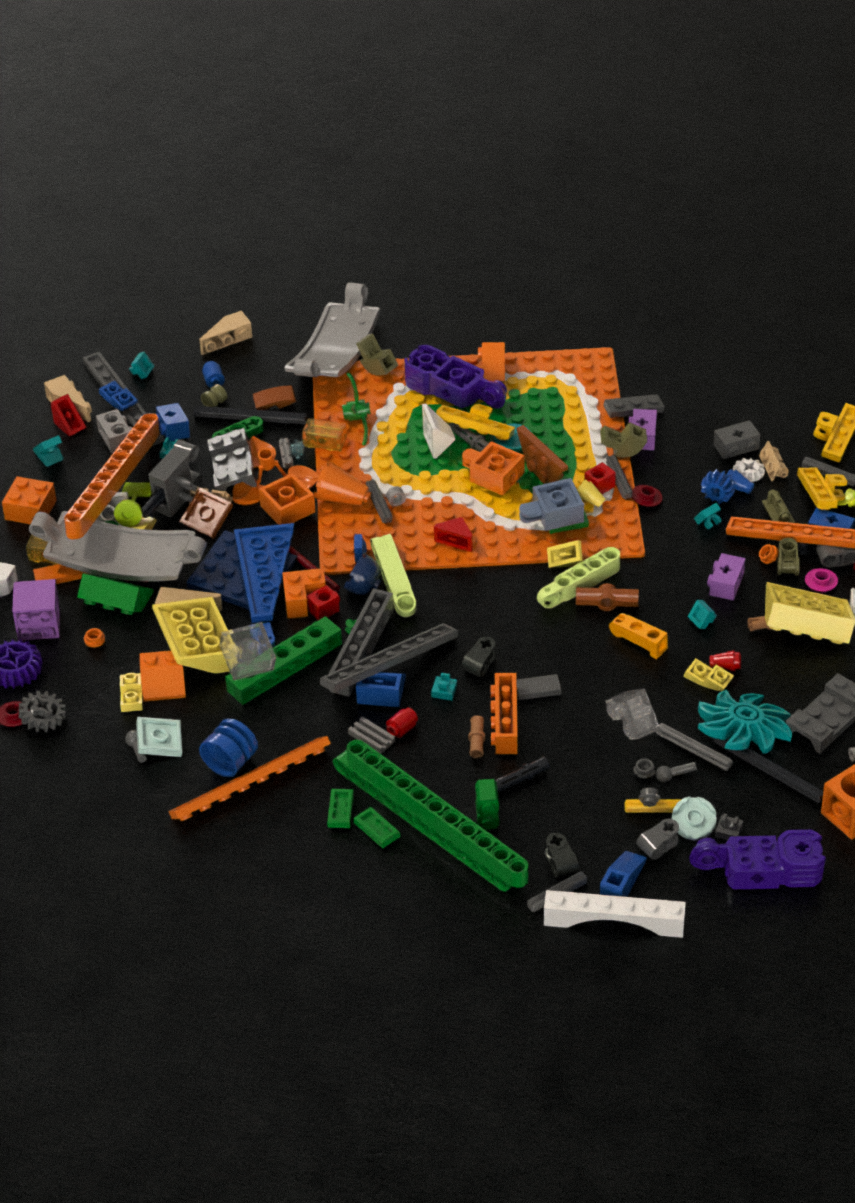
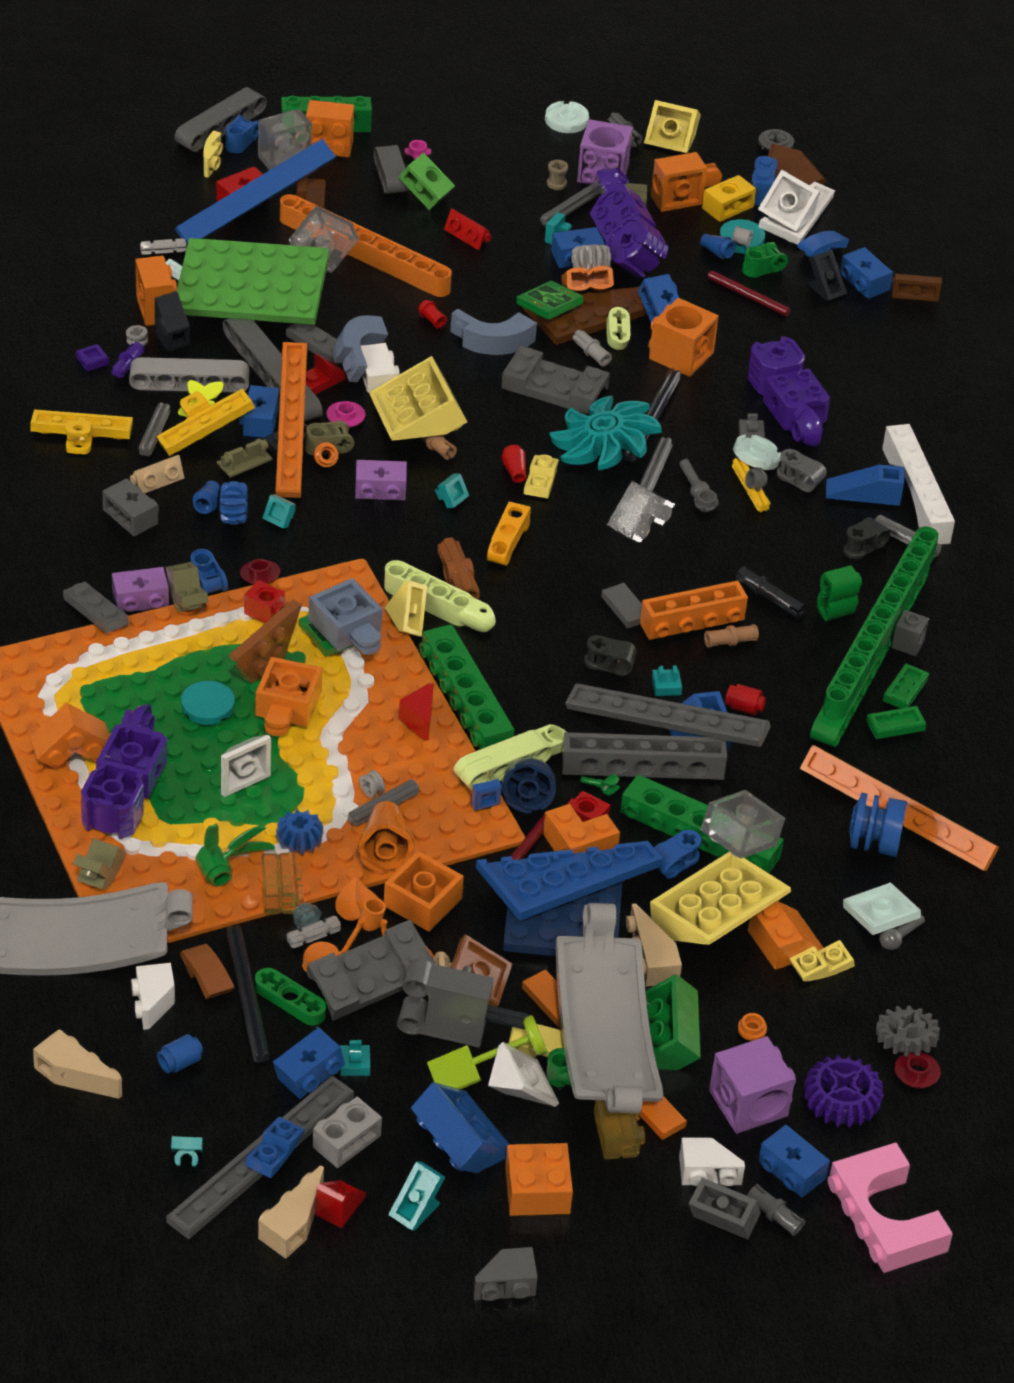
camera: 115 degrees left, 0 degrees up
(75, 478) = (460, 1128): none -> blue slope
(111, 476) = (621, 1042): orange beam -> none
(216, 395) = (229, 1038): olive wheel -> none
(266, 372) = (155, 992): none -> white slope
(366, 452) = (299, 831): none -> blue gear
(374, 733) = (776, 712): light grey tile -> none
(431, 845) = (910, 633): none -> dark grey brick
(475, 438) = (234, 730): dark grey pin -> none
(475, 571) = (465, 687): none -> green brick
(477, 419) = (207, 728): yellow plate -> none
(590, 493) = (303, 598): light yellow cone -> none
(621, 481) = (236, 595): dark grey axle -> none
(651, 464) = (210, 574): none -> blue piece
(753, 474) = (180, 500): white gear -> none

